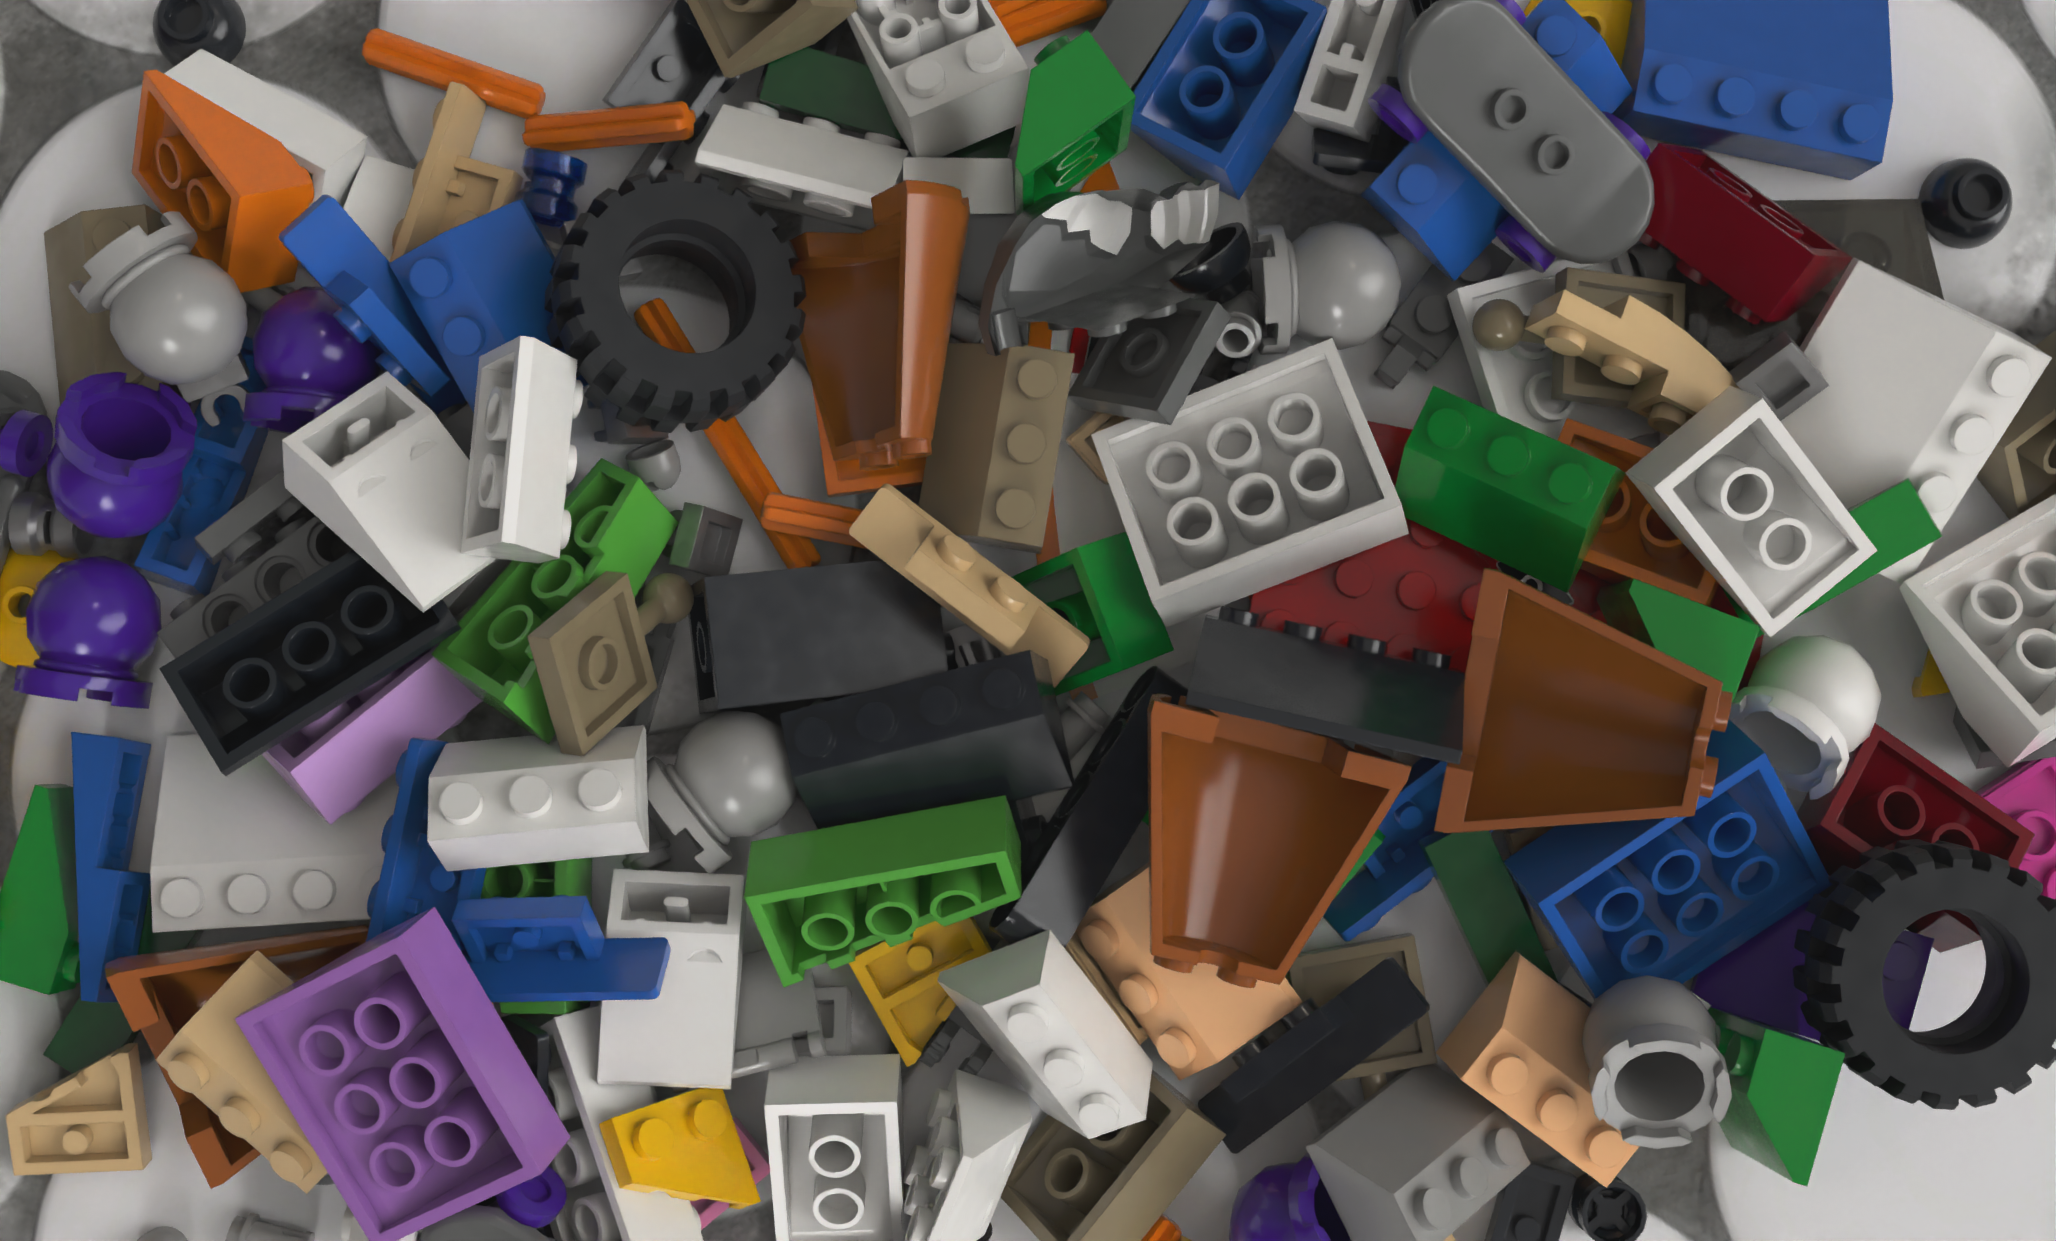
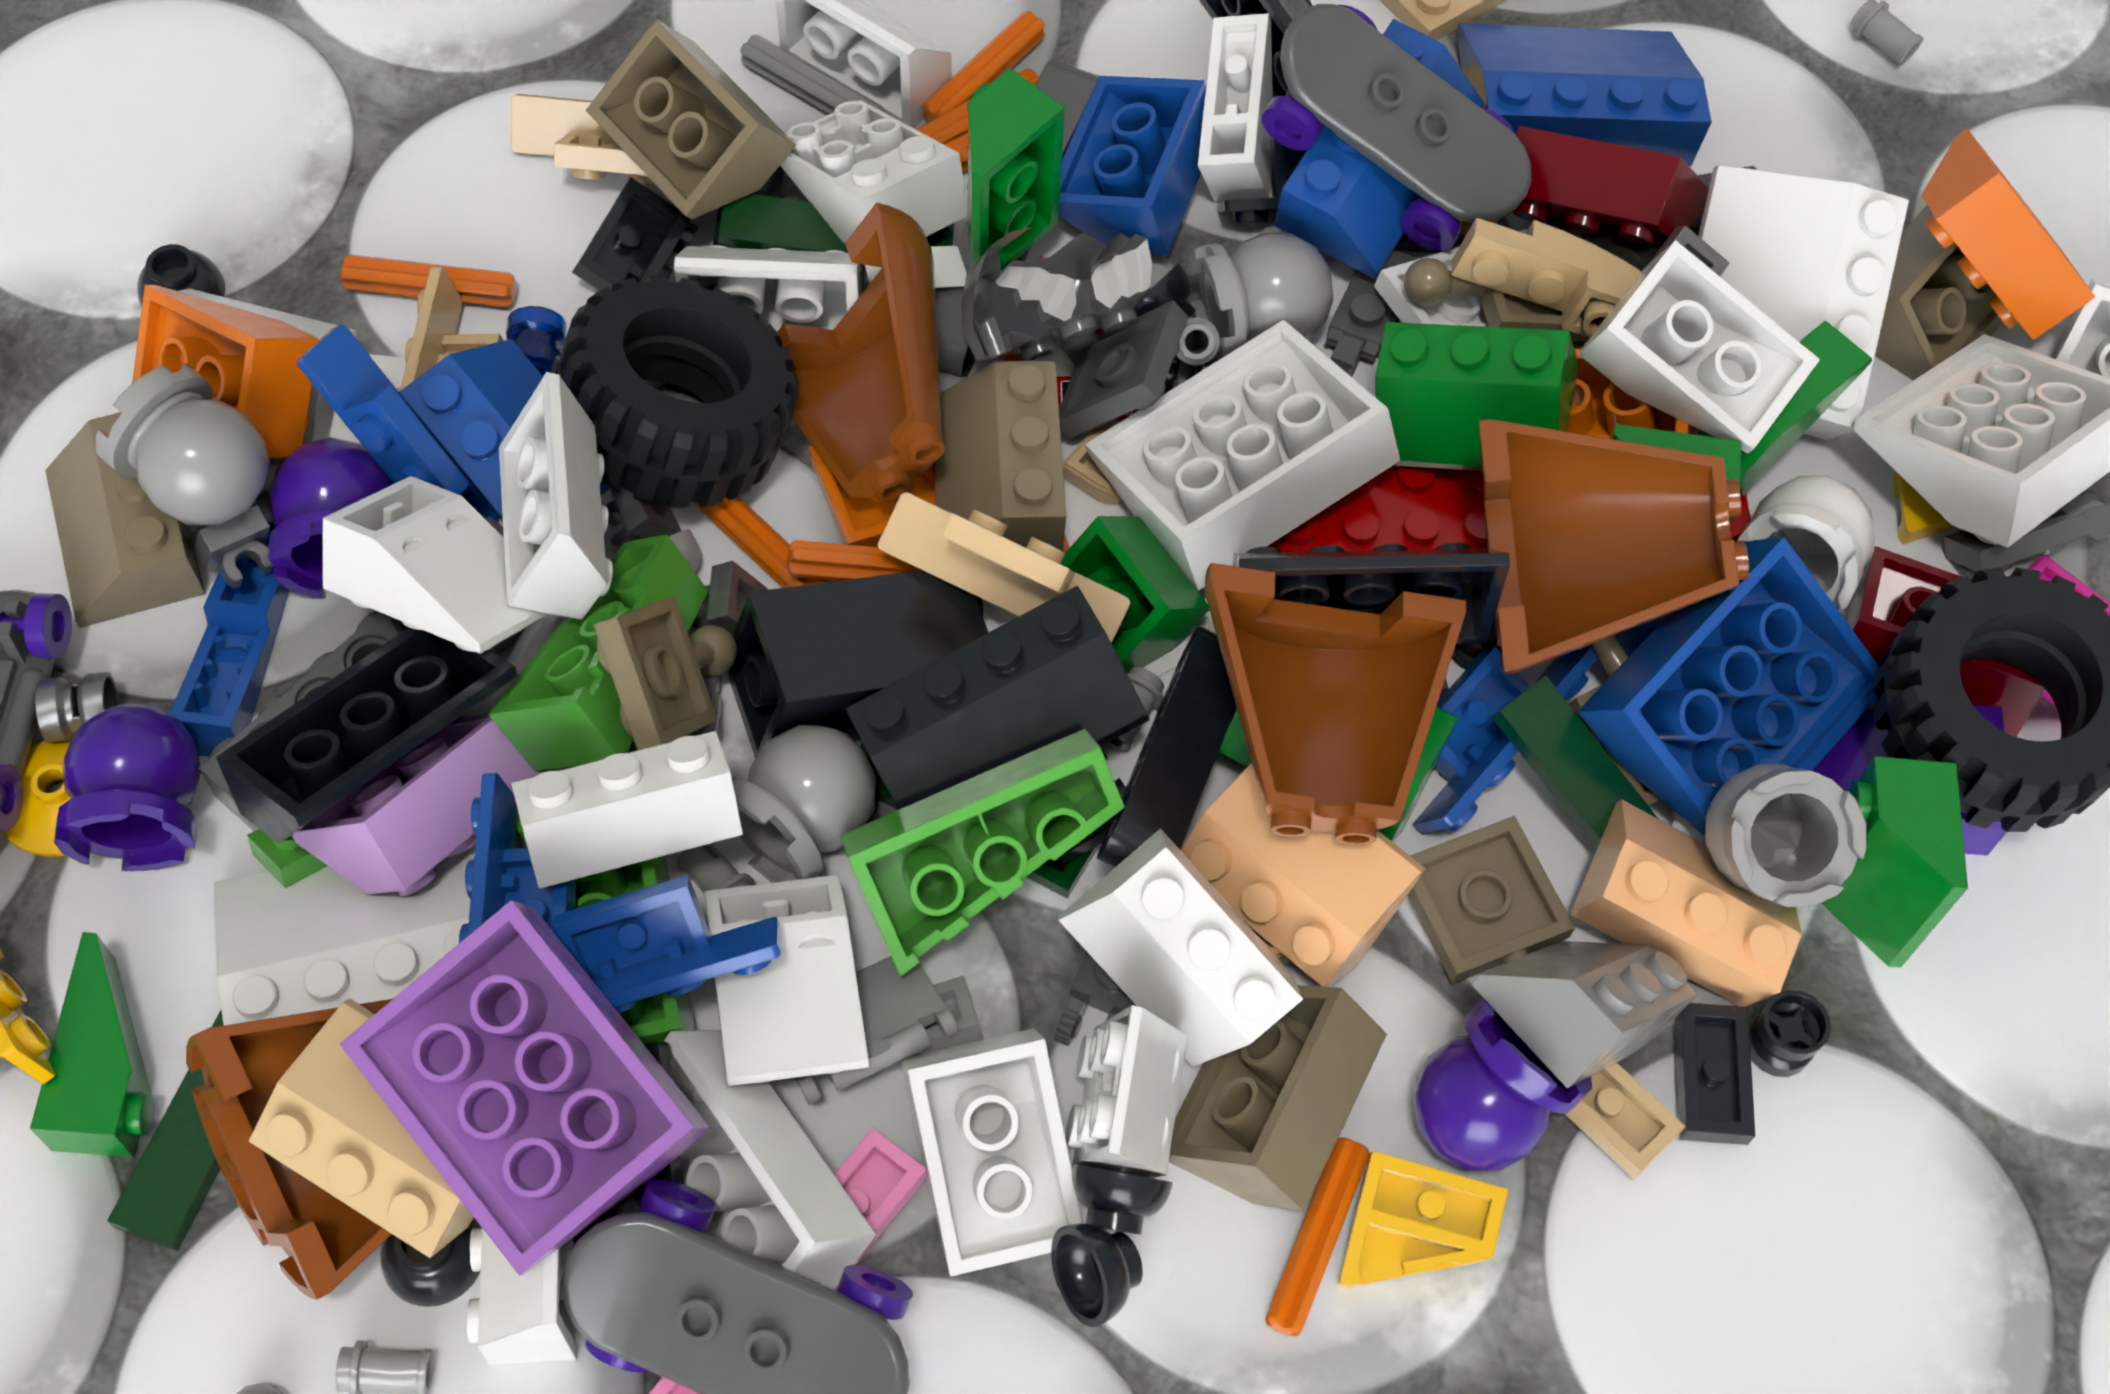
camera: 15 degrees left, 25 degrees down
(84, 1121) = (162, 1276): tan wing -> none
(109, 896) = (159, 939): blue slope -> none
(119, 455) = (149, 611): dark purple tile -> none
(236, 531) = (307, 633): dark grey hinge -> none
(610, 127) = (578, 285): orange axle -> none
(682, 1149) = (830, 1140): yellow wing -> none
(905, 984) = (1030, 955): yellow wing -> none
(1312, 1053) = (1446, 926): black bracket -> none
(1965, 202) = (1796, 150): black piece -> none

